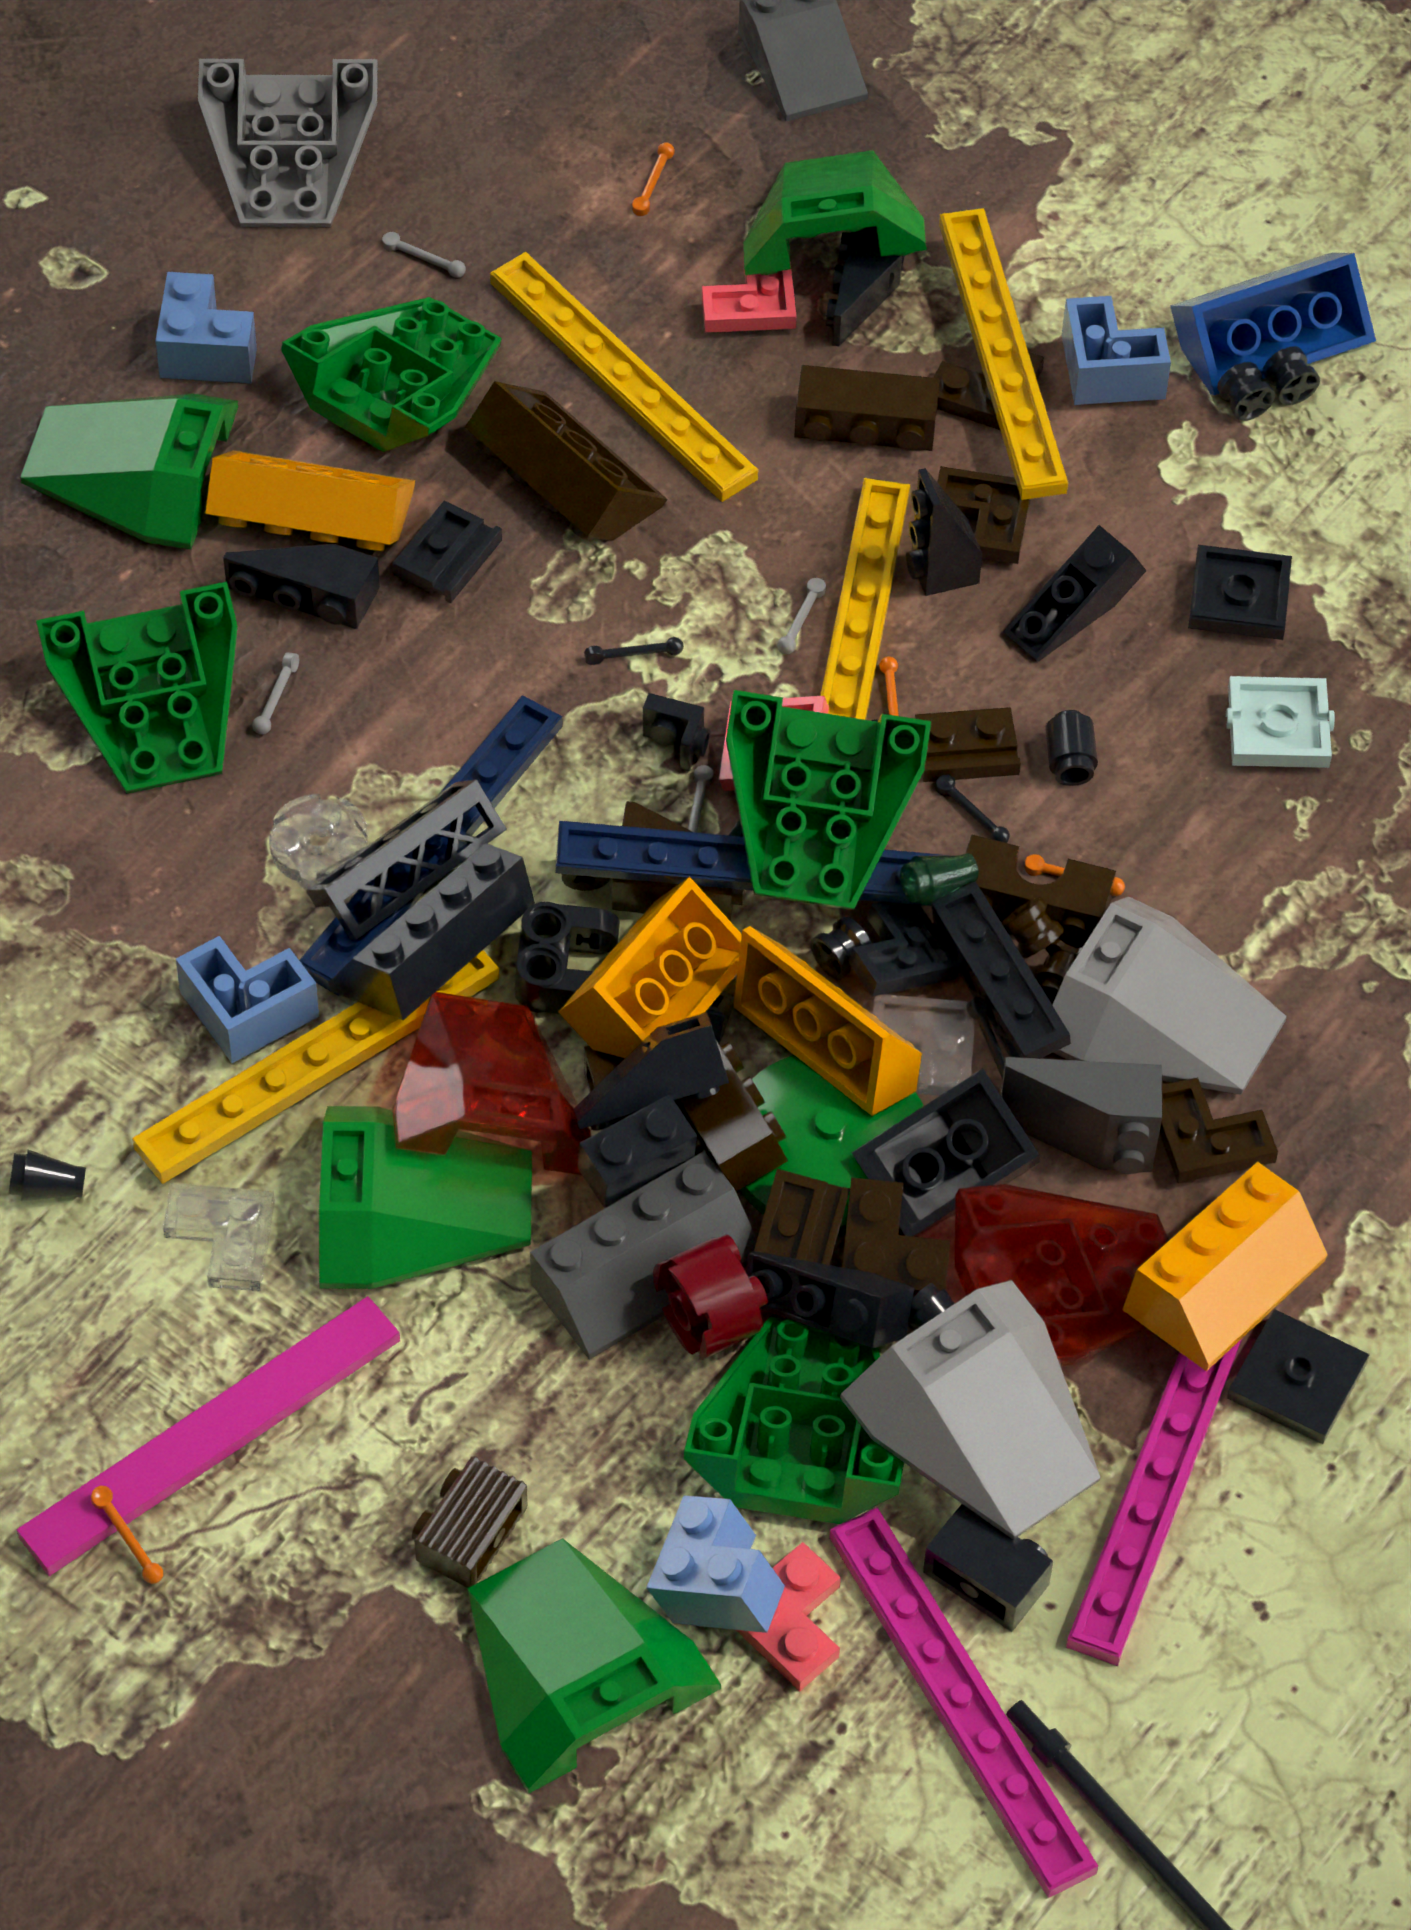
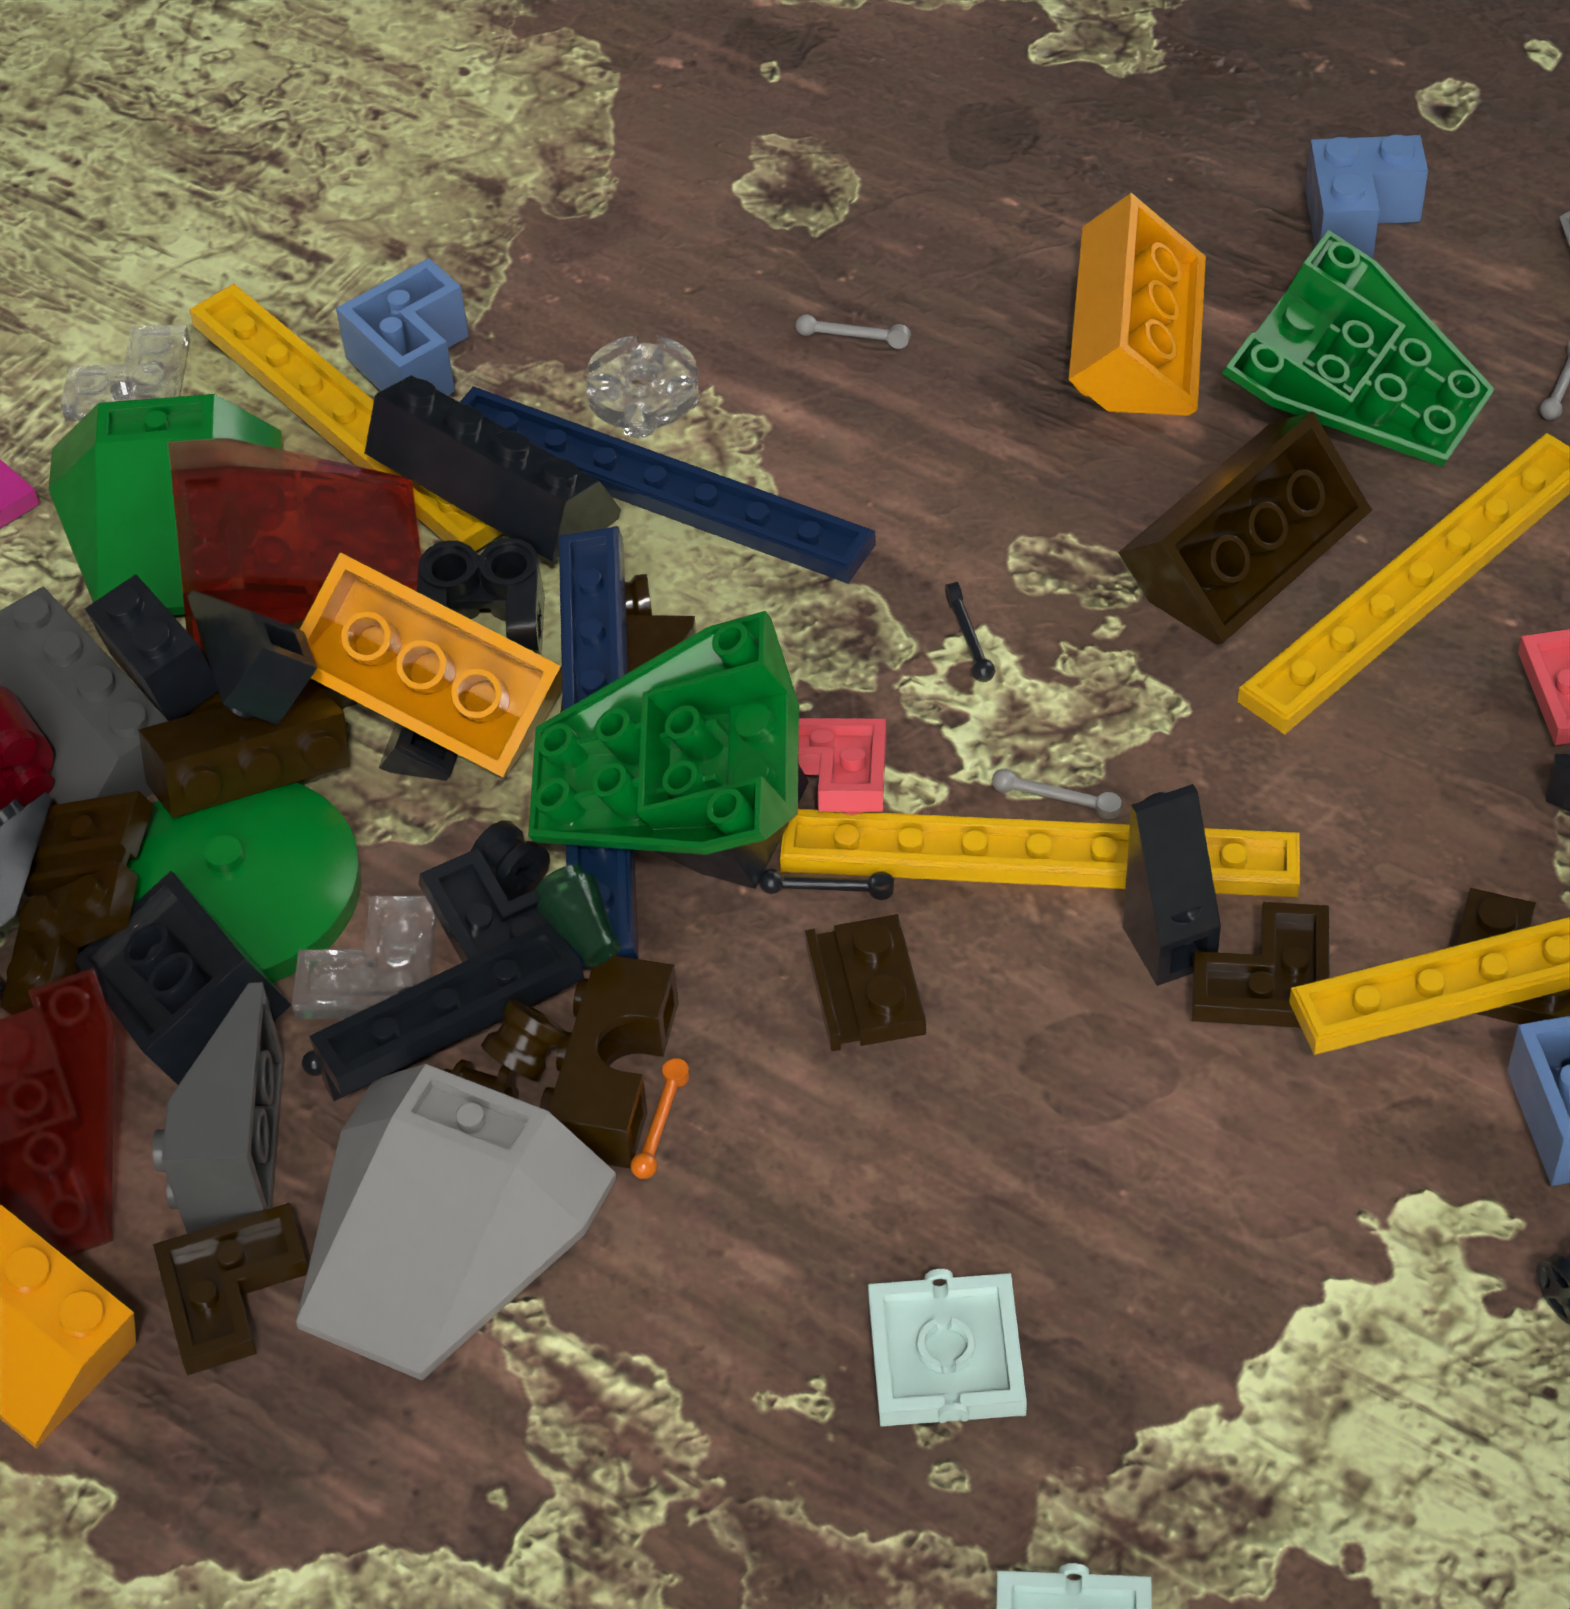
camera: 90 degrees right, 5 degrees down
(44, 1177) = (195, 230): black cone -> none
(132, 461) = (1172, 158): green wedge -> none
(150, 685) = (829, 214): green wedge -> none
(311, 579) = (1009, 333): black slope -> none
(395, 844) = (619, 428): black fence -> none
(447, 551) = (1082, 441): black plate -> none
(676, 723) = (836, 680): black bracket -> none
(823, 1025) = (360, 823): light orange slope -> none
(866, 407) = (1416, 822): dark brown brick -> none
(889, 666) = (880, 905): orange hinge -> none
(947, 786) = (797, 968): black hinge -> none
(1071, 747) = (863, 1091): black brick -> none
(1076, 594) = (1142, 1085): black slope -> none
(1240, 592) = (1186, 1291): black plate -> none

